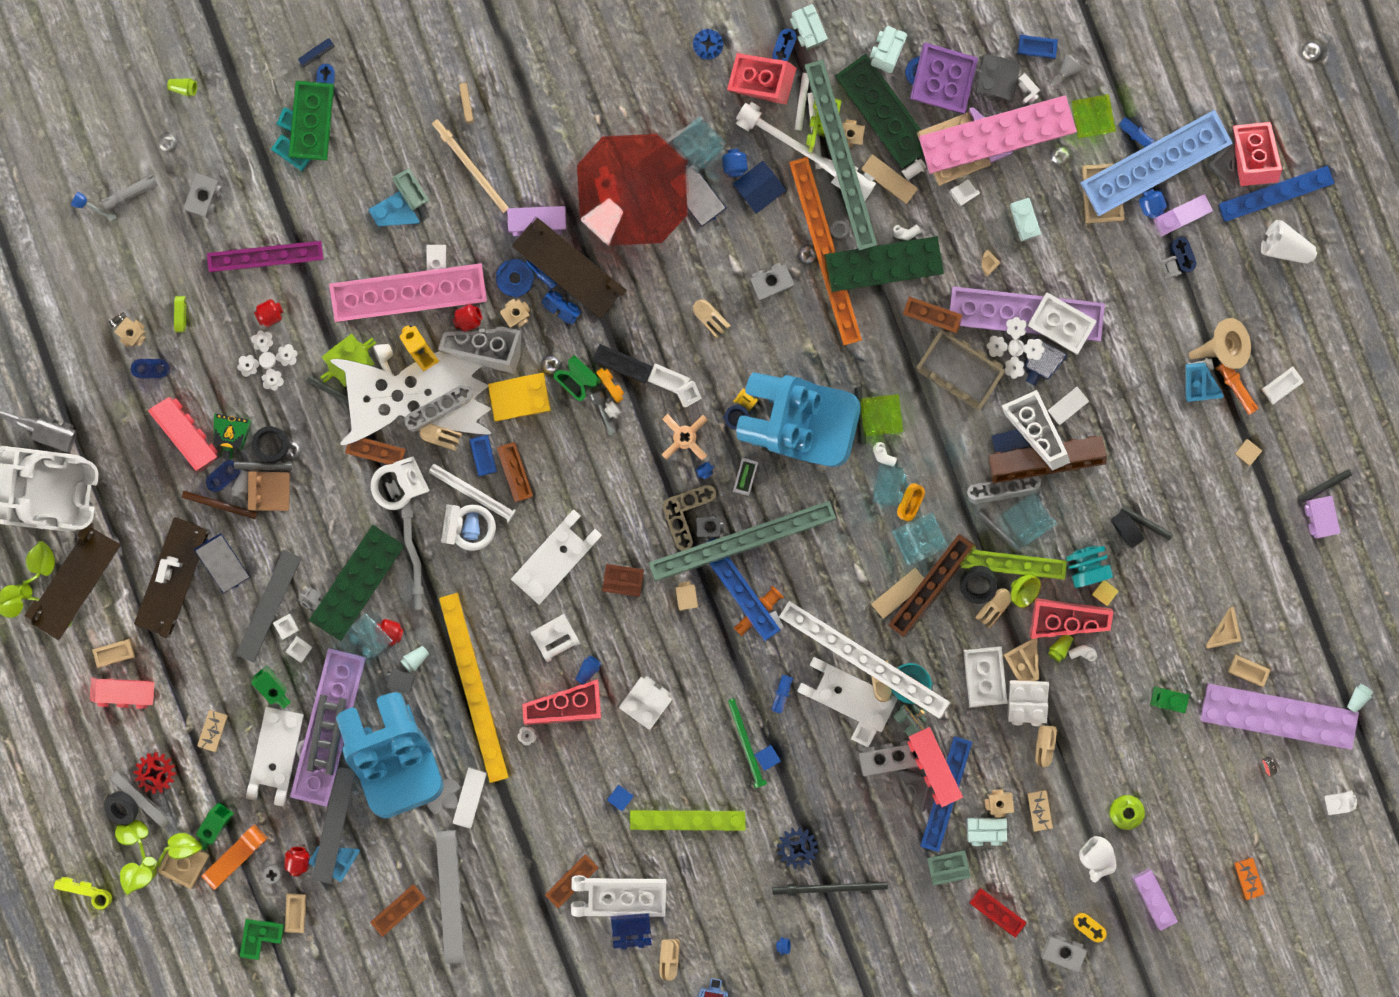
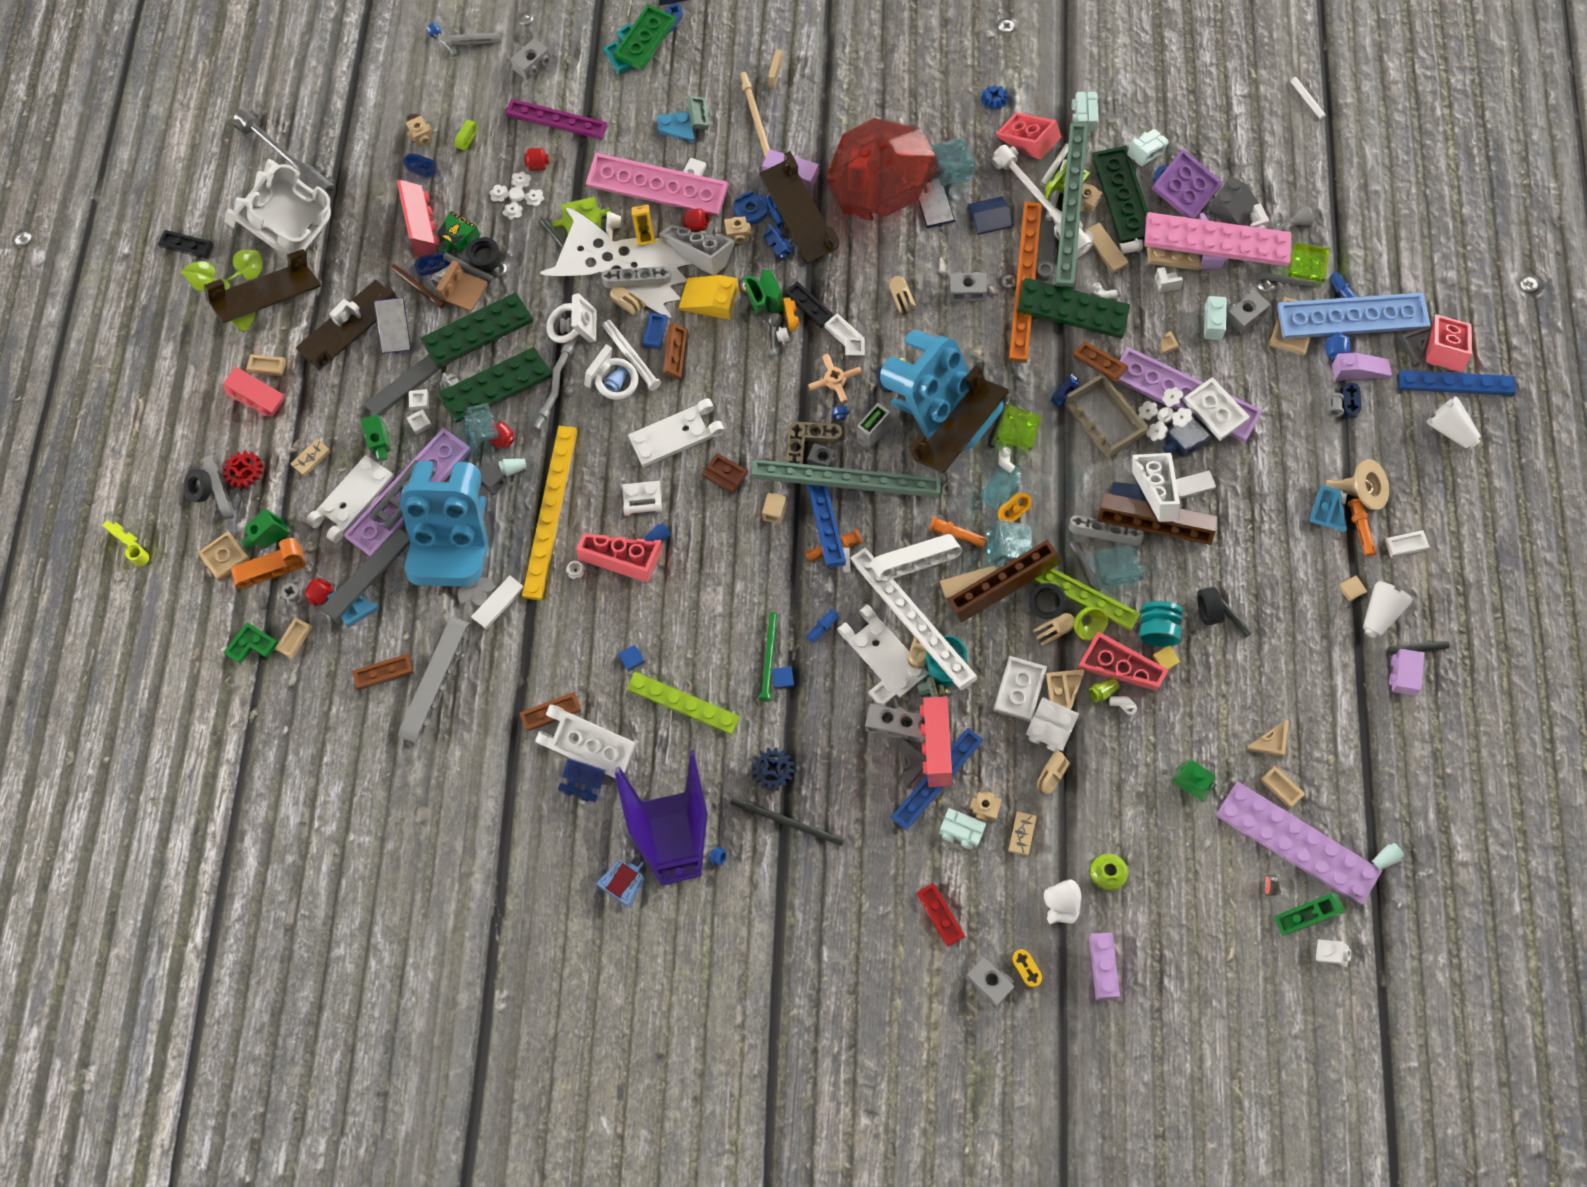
camera: 35 degrees right, 20 degrees down
(135, 876) = (171, 532): lime plant -> none
(306, 530) = (476, 330): none -> dark green plate
(375, 451) = (563, 289): dark orange plate -> none
(646, 702) = (695, 583): white plate -> none
(669, 959) = (604, 821): tan arm -> none
(729, 941) = (668, 828): none -> dark purple windscreen
(734, 163) = (977, 188): blue head -> none
(780, 44) = (1064, 120): blue beam -> none
(829, 444) = (961, 423): none -> dark brown bracket
(842, 595) = (916, 557): none -> white beam
(858, 549) = (948, 528): none -> orange pin
(909, 365) = (1069, 385): none -> clear blue plate
(948, 867) = (910, 849): sand green plate -> none
(1037, 46) = (1279, 195): blue tile -> none
(1061, 190) = (1243, 320): none -> light grey brick
(1078, 143) = (1286, 279): none -> dark grey bar
(1249, 878) = (1209, 990): orange tile -> none
(1283, 465) = (1384, 608): none -> white cone
(1311, 777) = (1309, 914): none -> green slope

